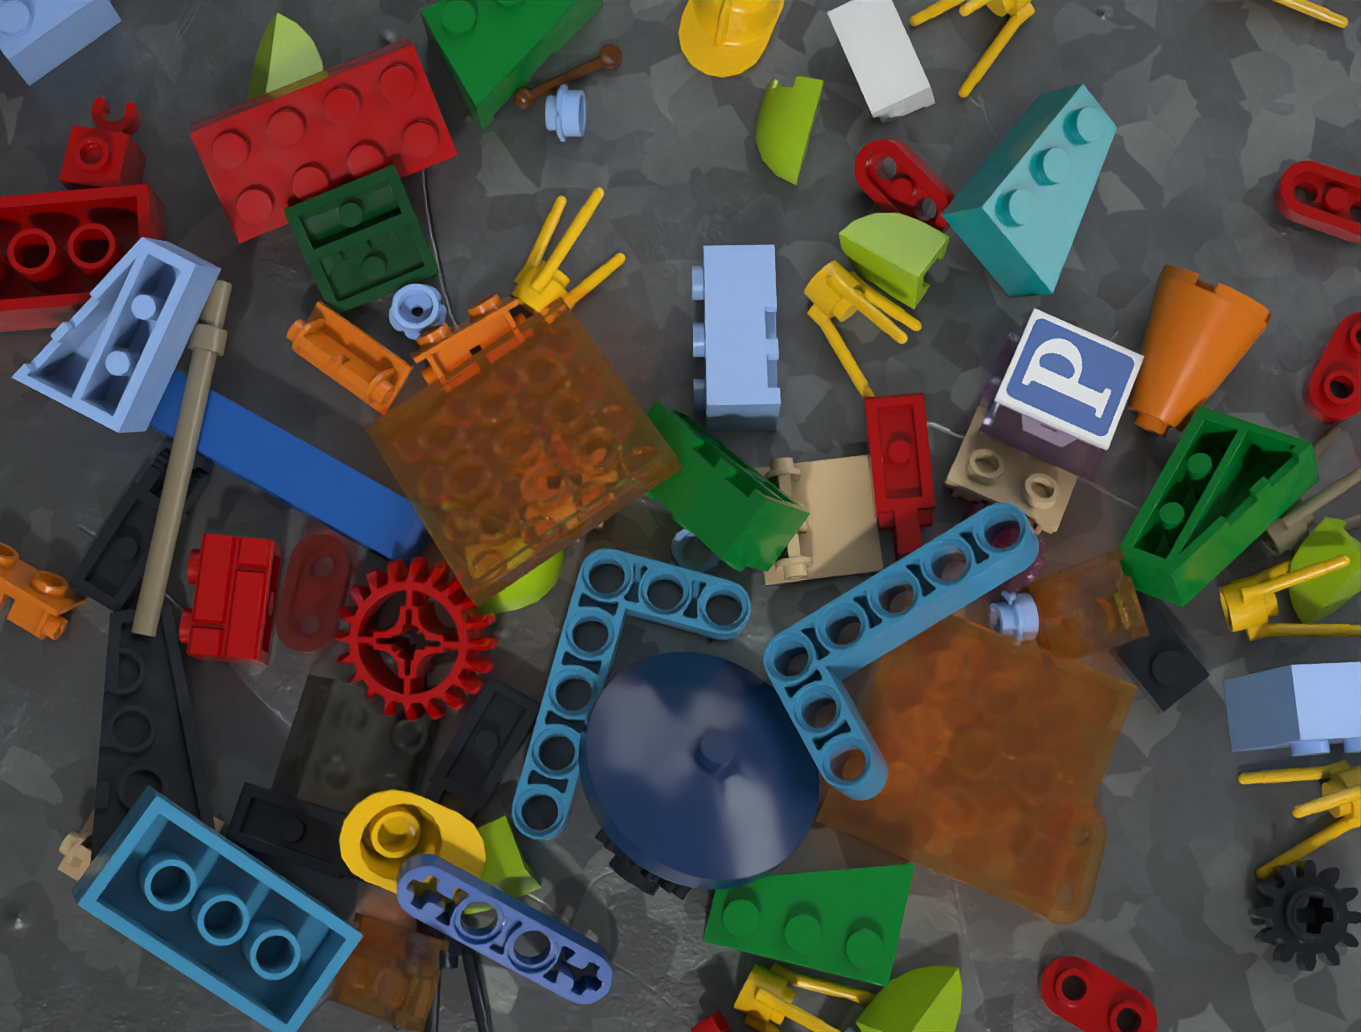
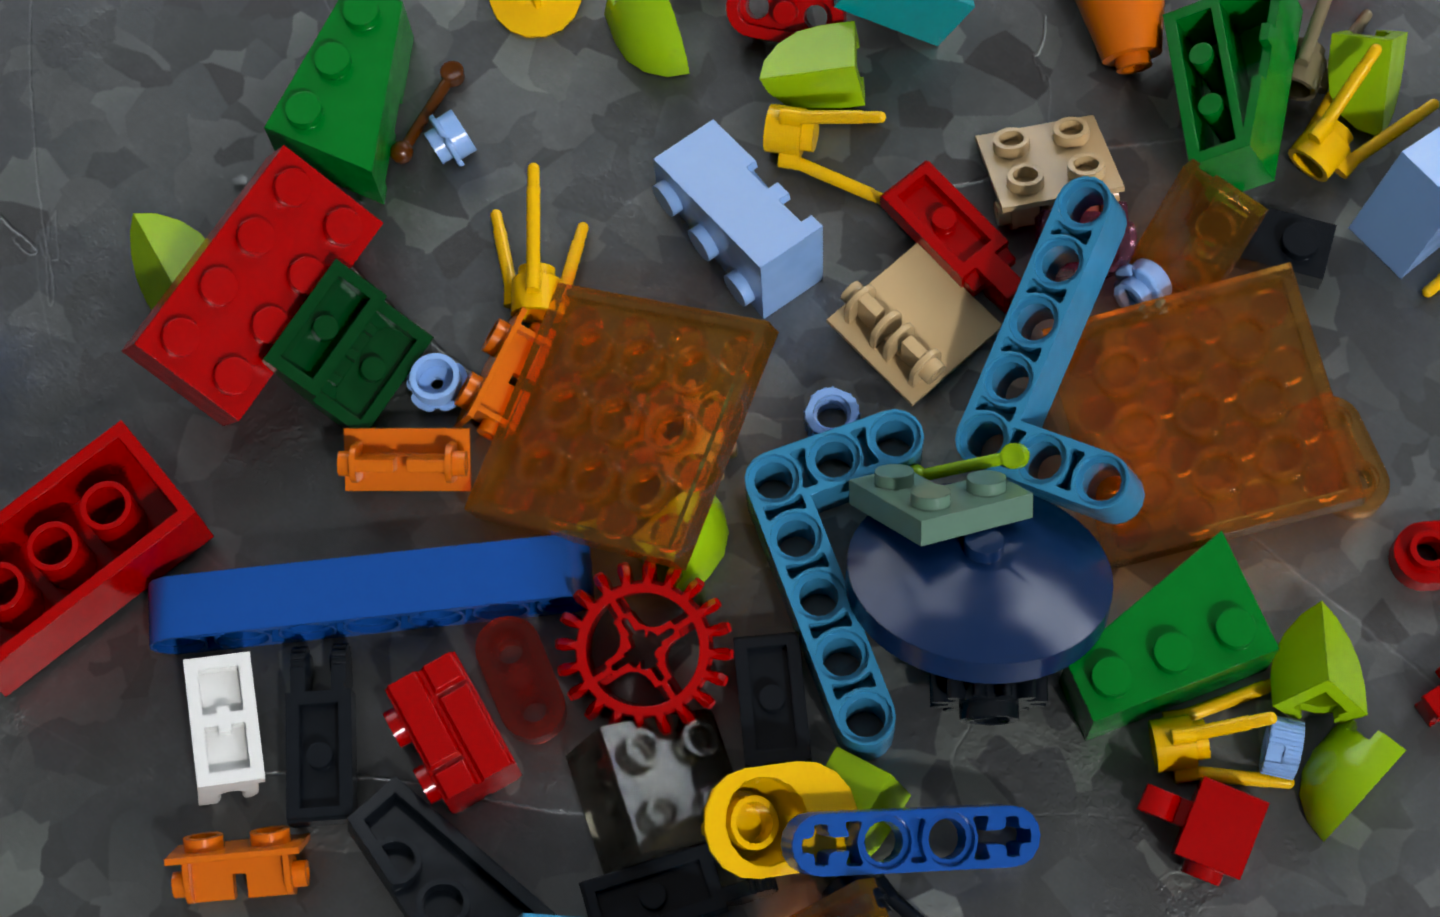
camera: 30 degrees left, 10 degrees down
(69, 475) = (223, 726): none -> white hinge
(104, 154) = (53, 426): red brick -> none
(126, 337) = (199, 550): light blue wedge -> none
(207, 343) = (273, 521): dark tan bar -> none
(701, 699) = (935, 511): none -> sand green plate
(722, 496) = (833, 344): green wedge -> none
(795, 691) = (1011, 456): none -> lime hinge
(1059, 393) = (1041, 82): piece -> none

